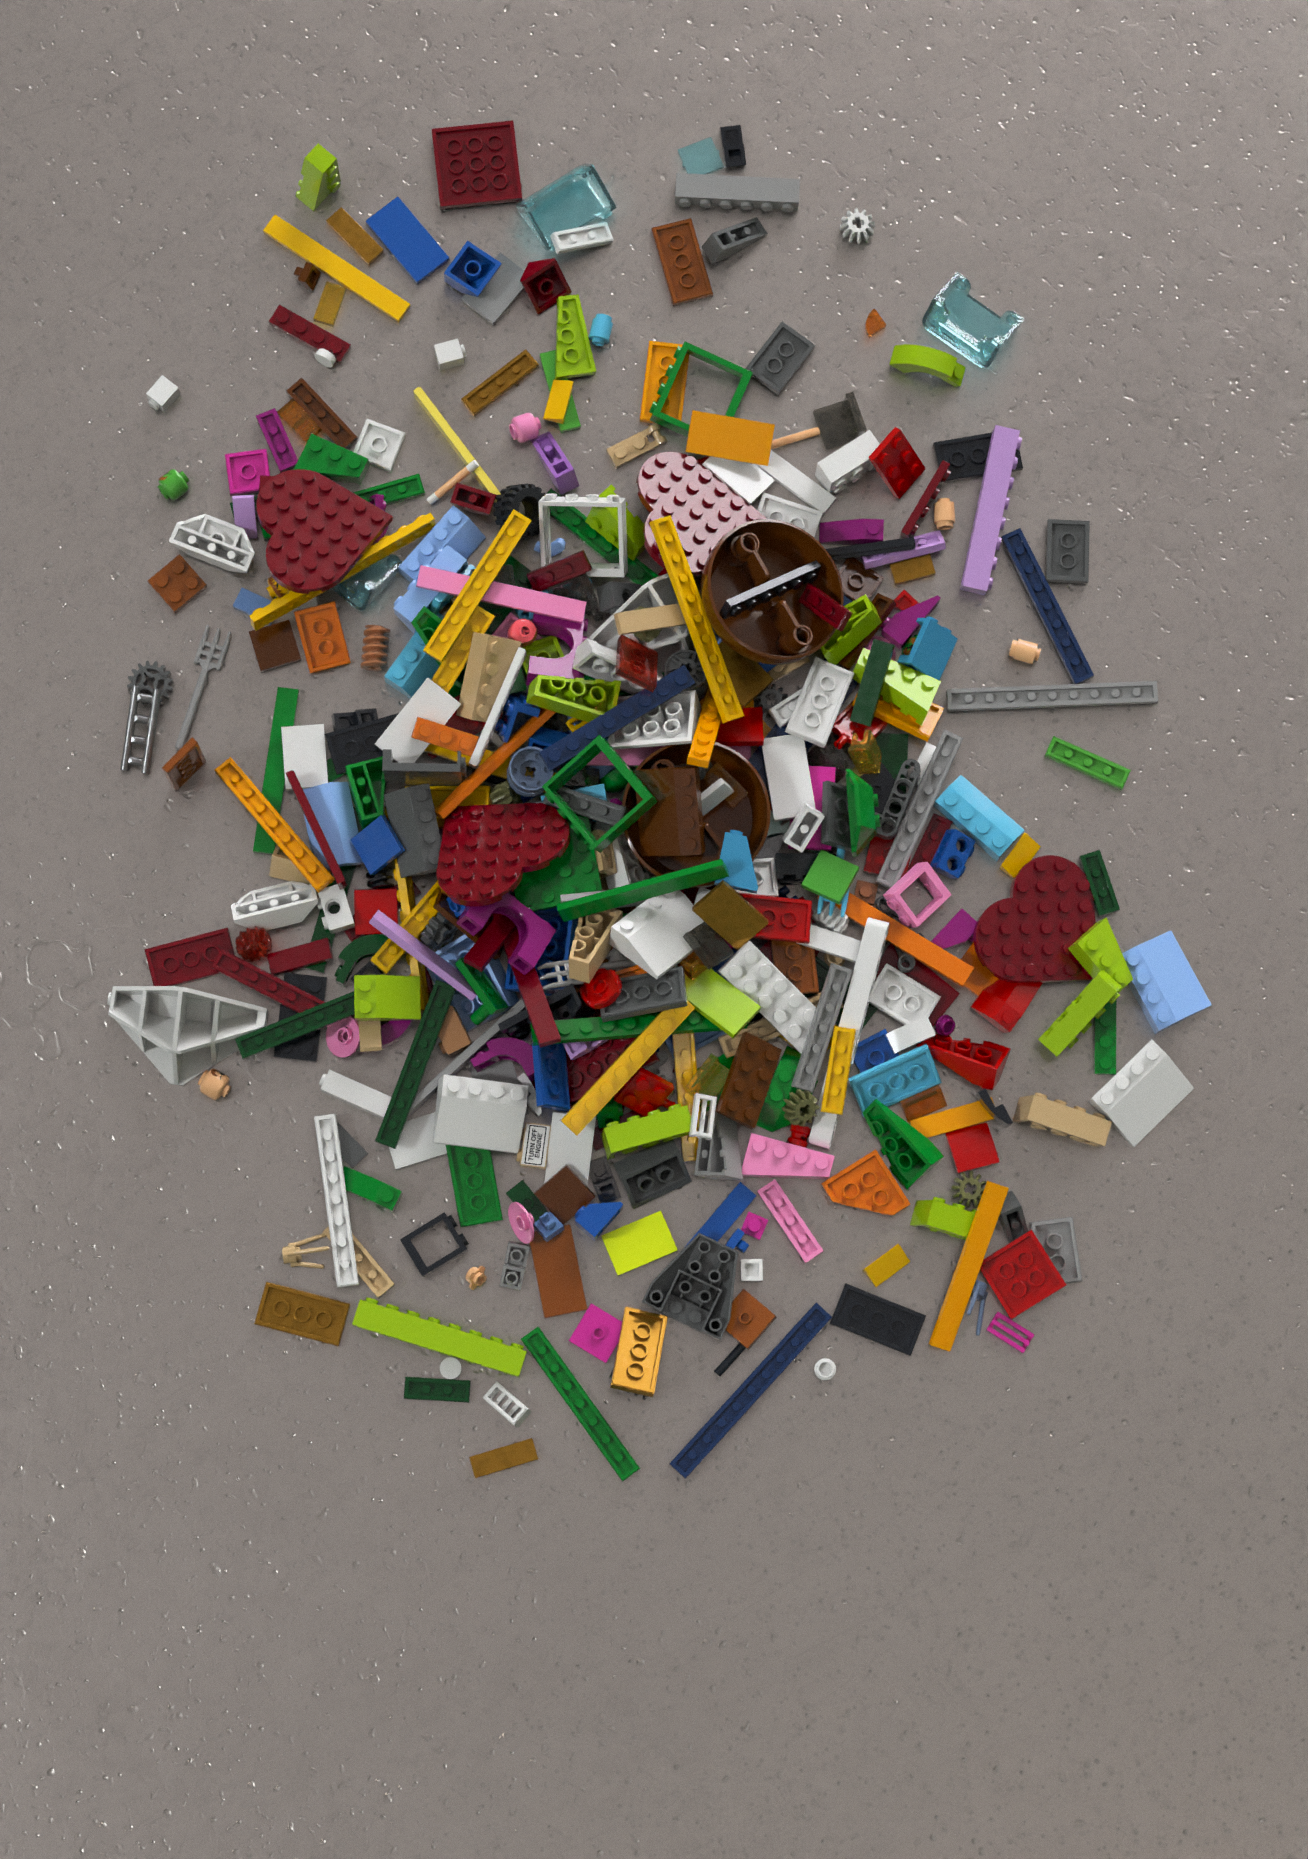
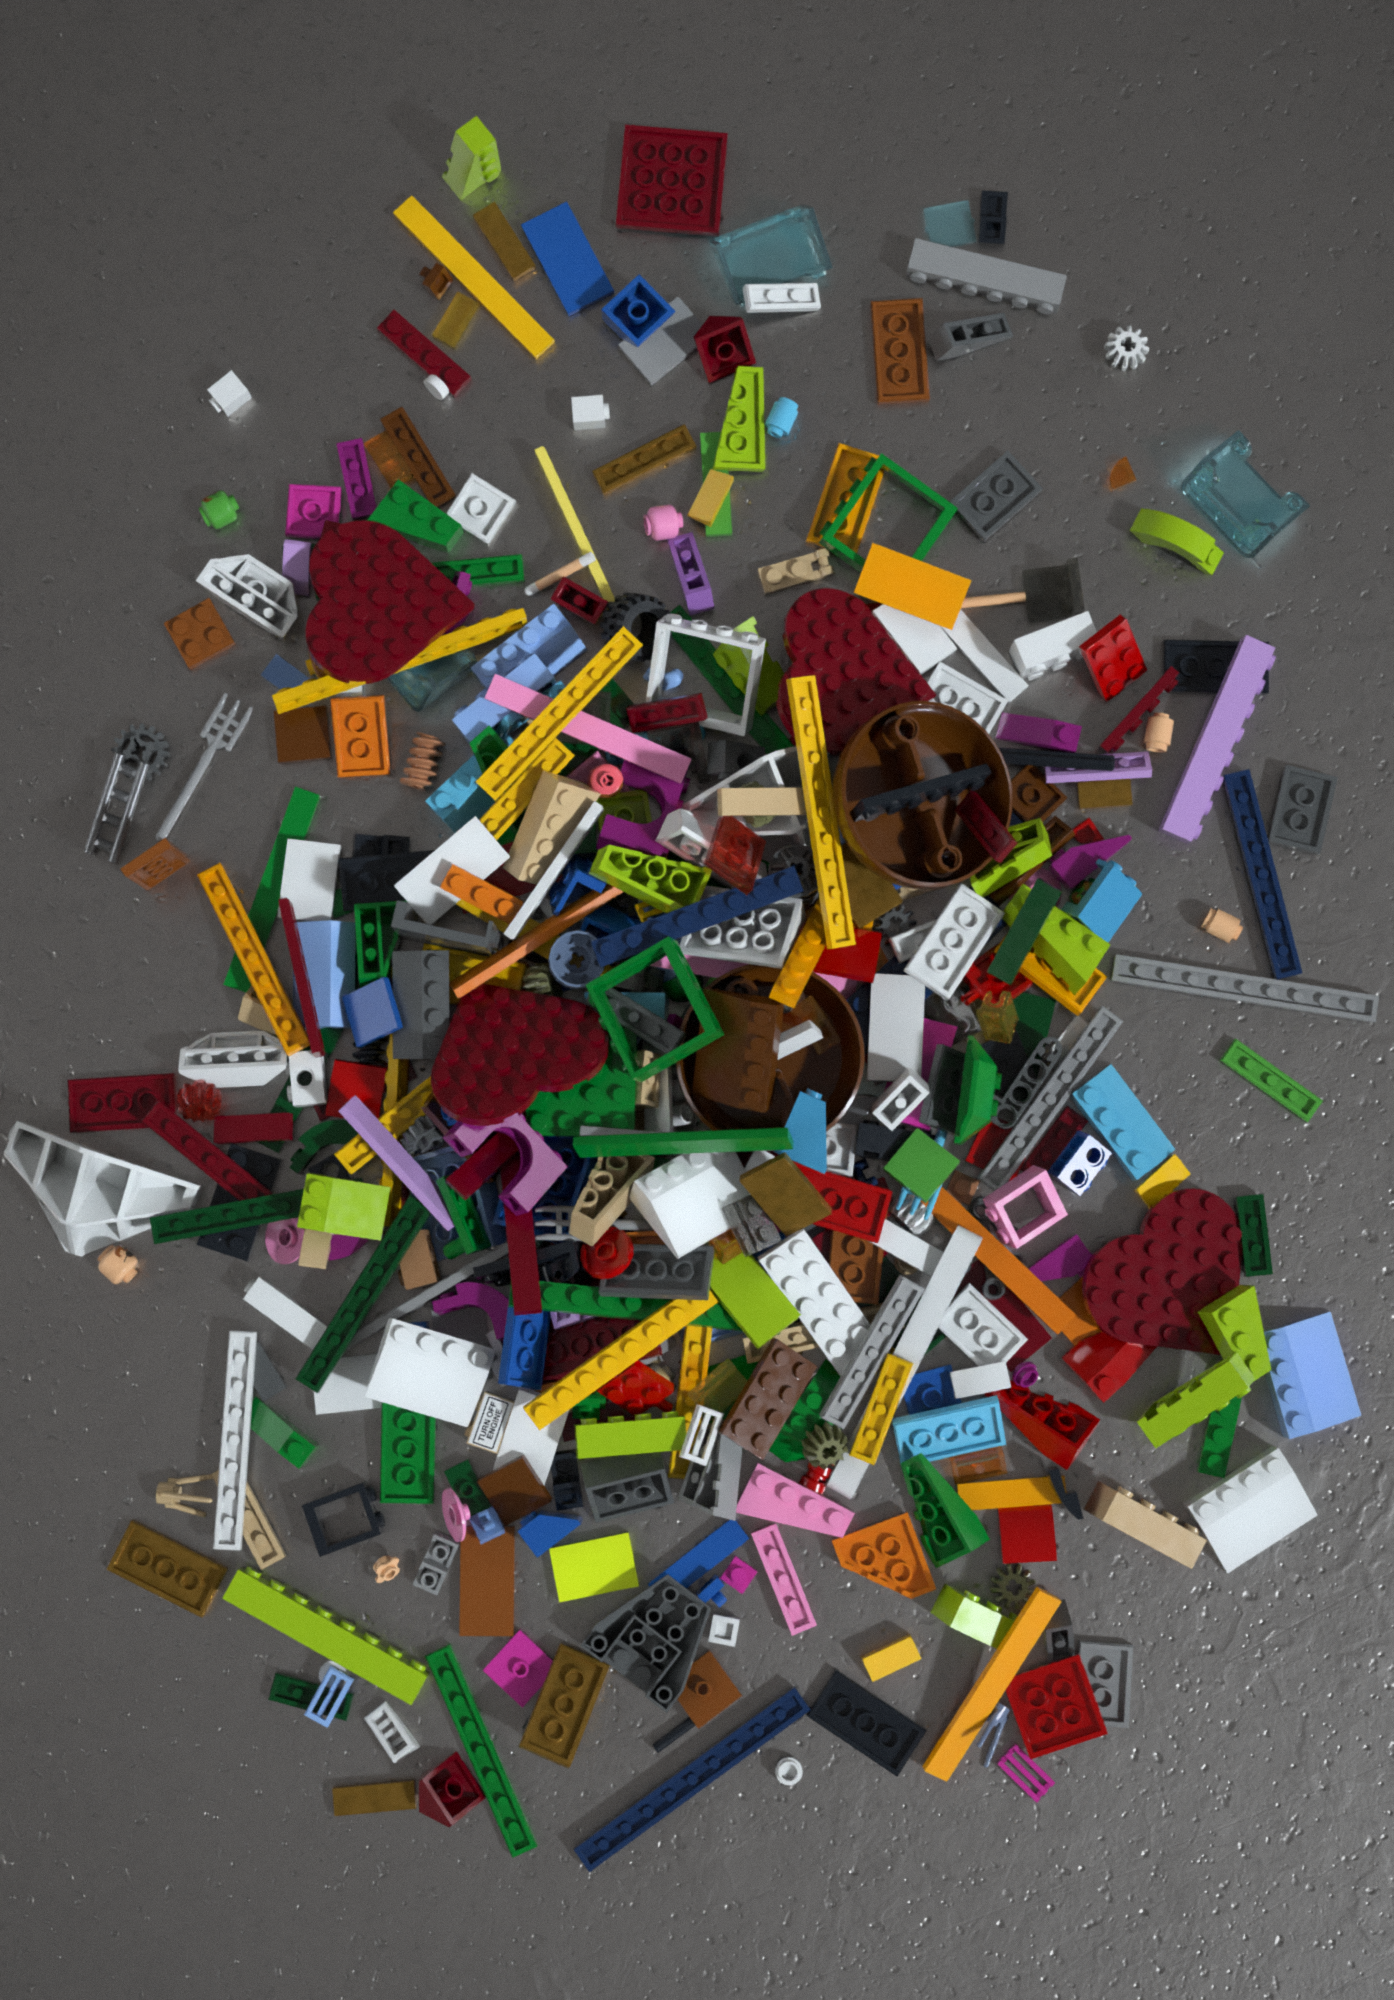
camera: 20 degrees right, 5 degrees up
(457, 1366) = (340, 1676): none -> light blue tile
(561, 1438) = (448, 1791): none -> dark red slope

